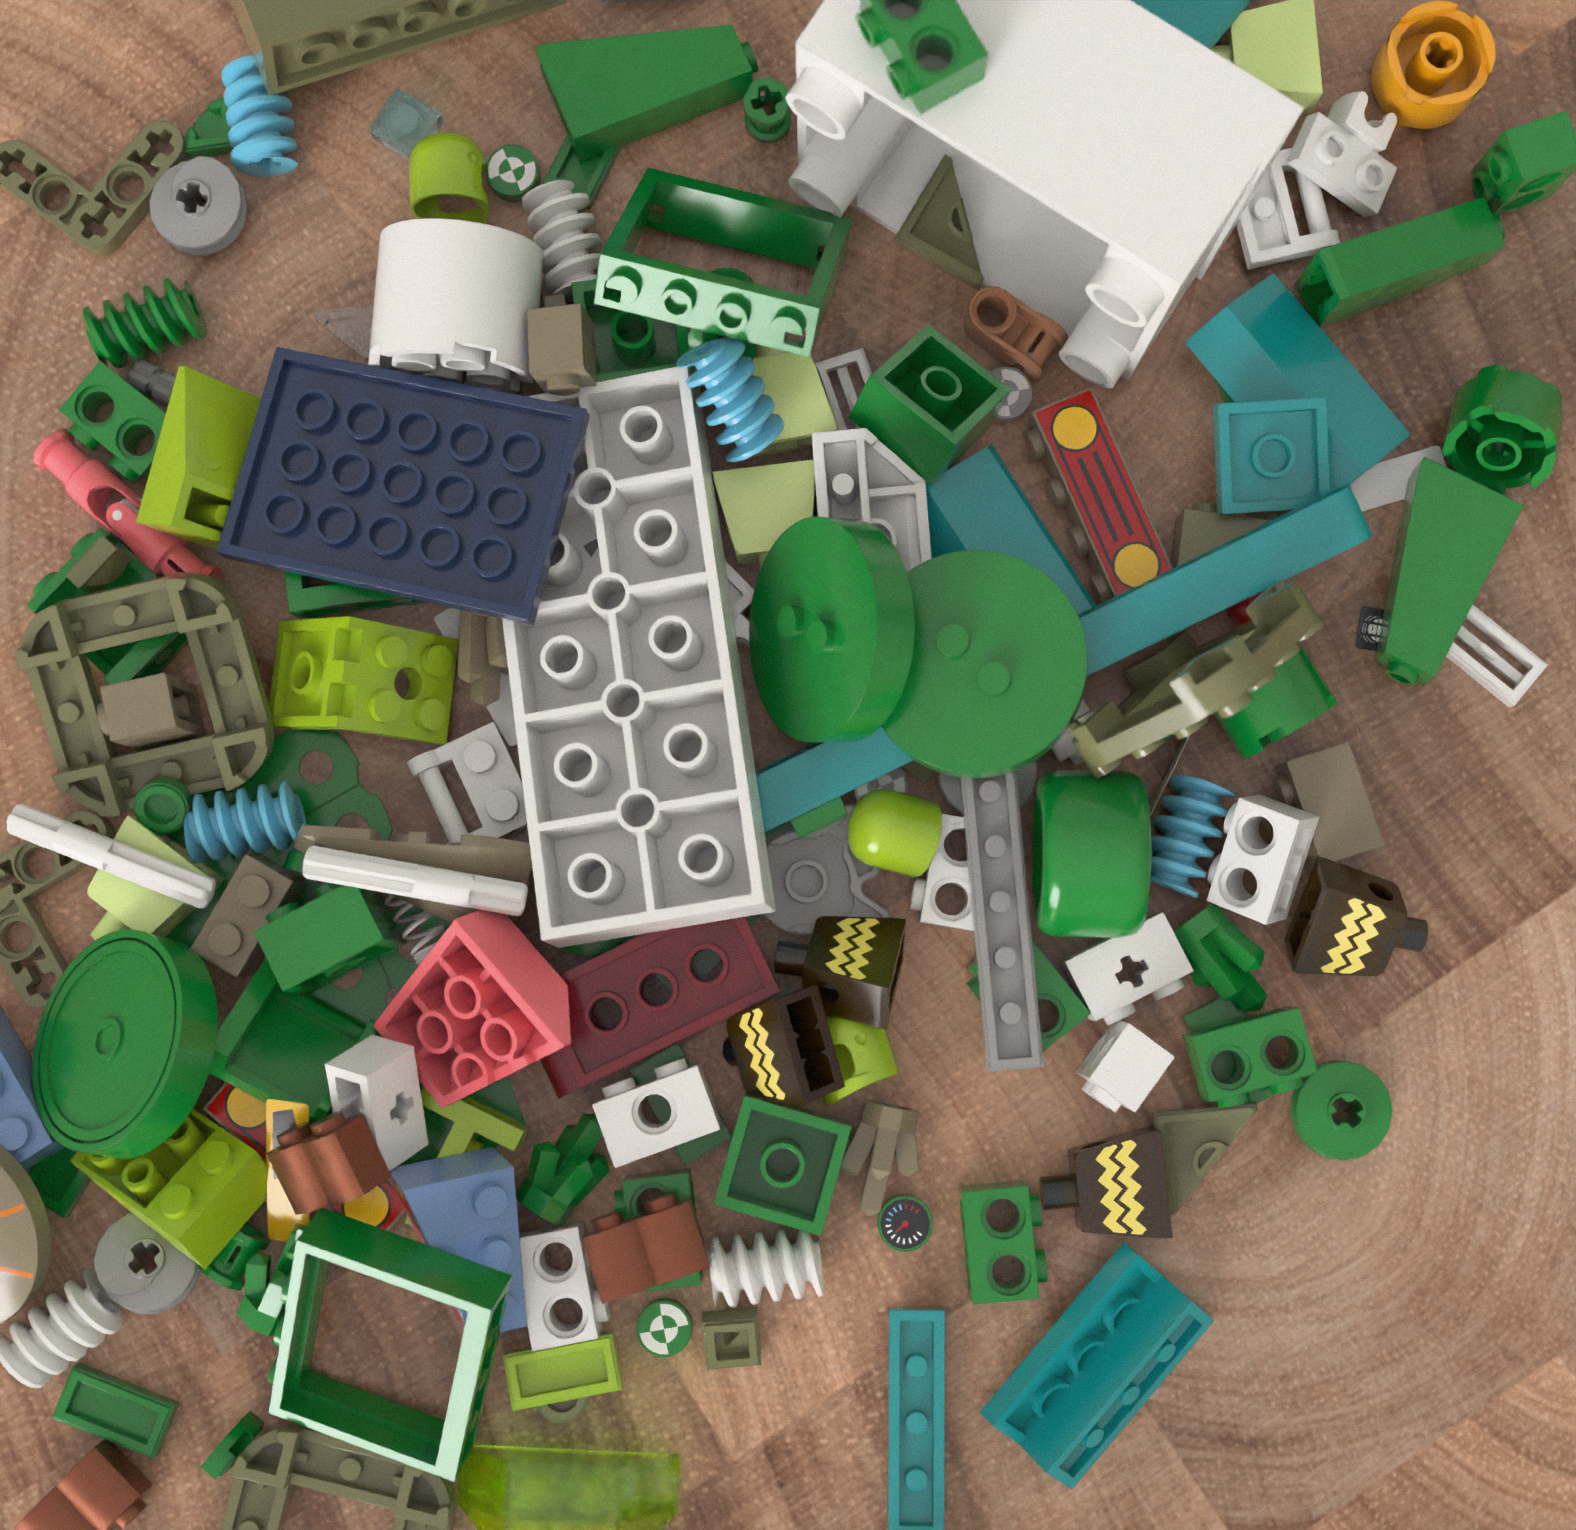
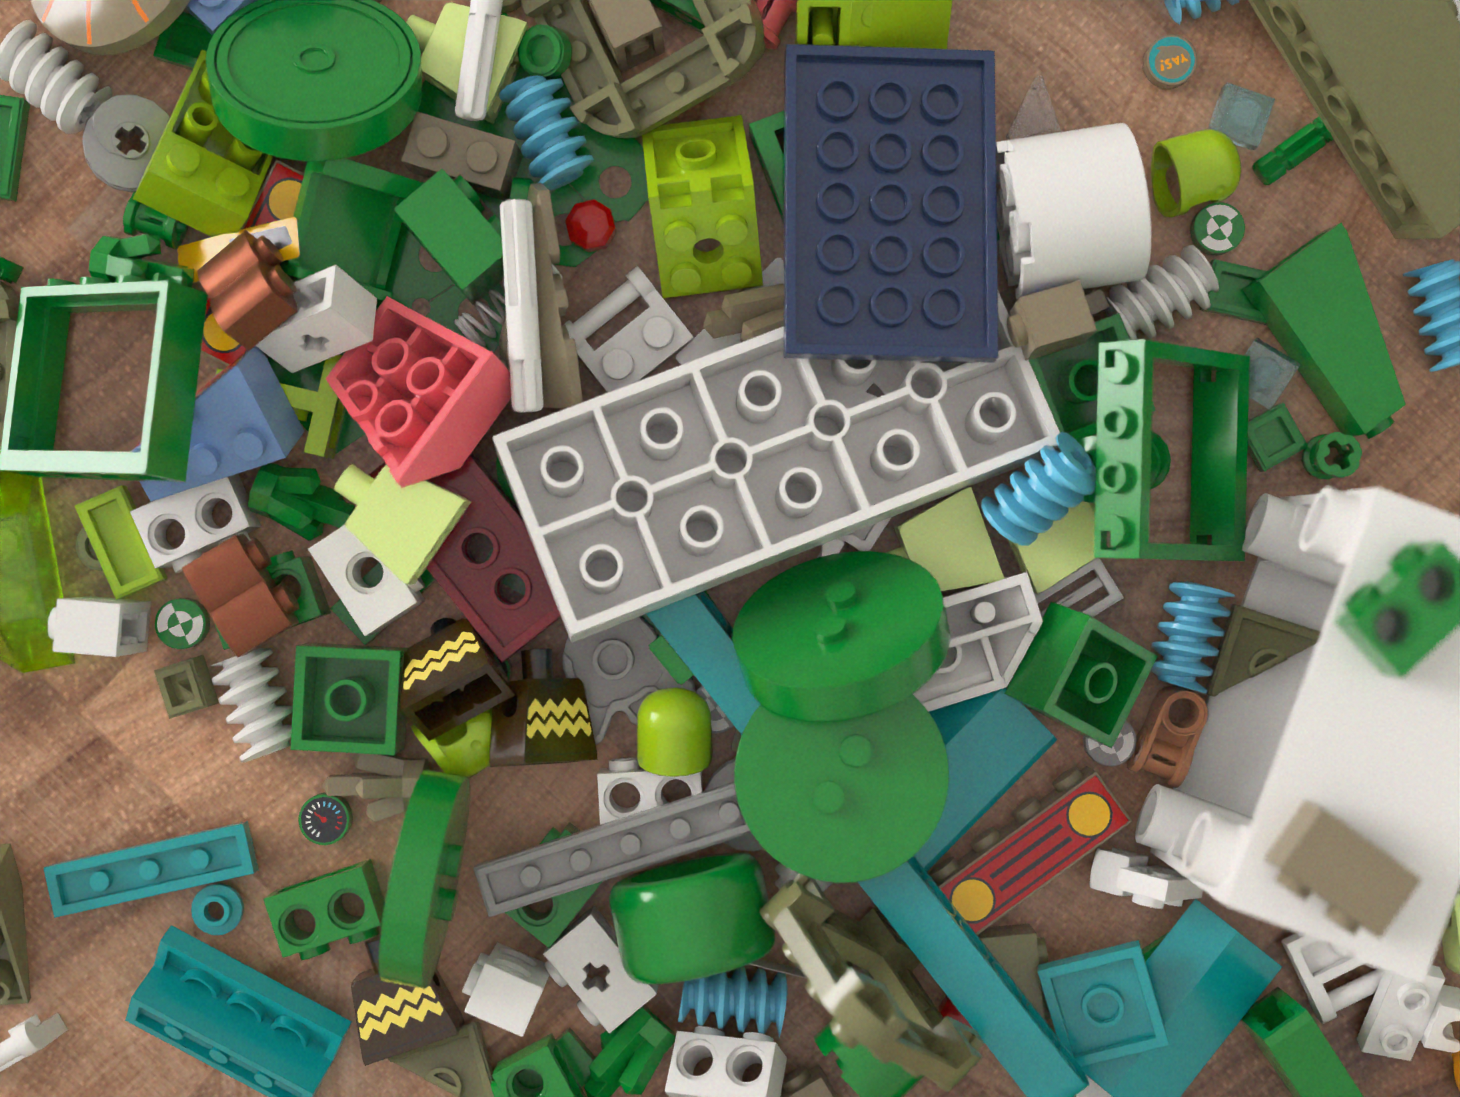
camera: 70 degrees right, 5 degrees up
(333, 182) = (1170, 61): none -> dark tan tile
(353, 801) = (590, 225): none -> red tile
(454, 82) = (1292, 152): none -> green axle
(606, 1059) = (400, 523): none -> yellowish green torso
(644, 1412) = (99, 626): none -> white brick
(669, 152) = (1268, 372): none -> clear light blue plate
(736, 163) = (1273, 437): none -> green tile
(913, 289) = (1189, 634): none -> medium azure piece
(970, 1343) = (228, 898): none -> teal plate
(986, 1121) = (424, 879): none -> green brick
(1147, 403) = (1127, 874): none -> white plate
(1169, 159) = (1341, 869): none -> dark tan brick

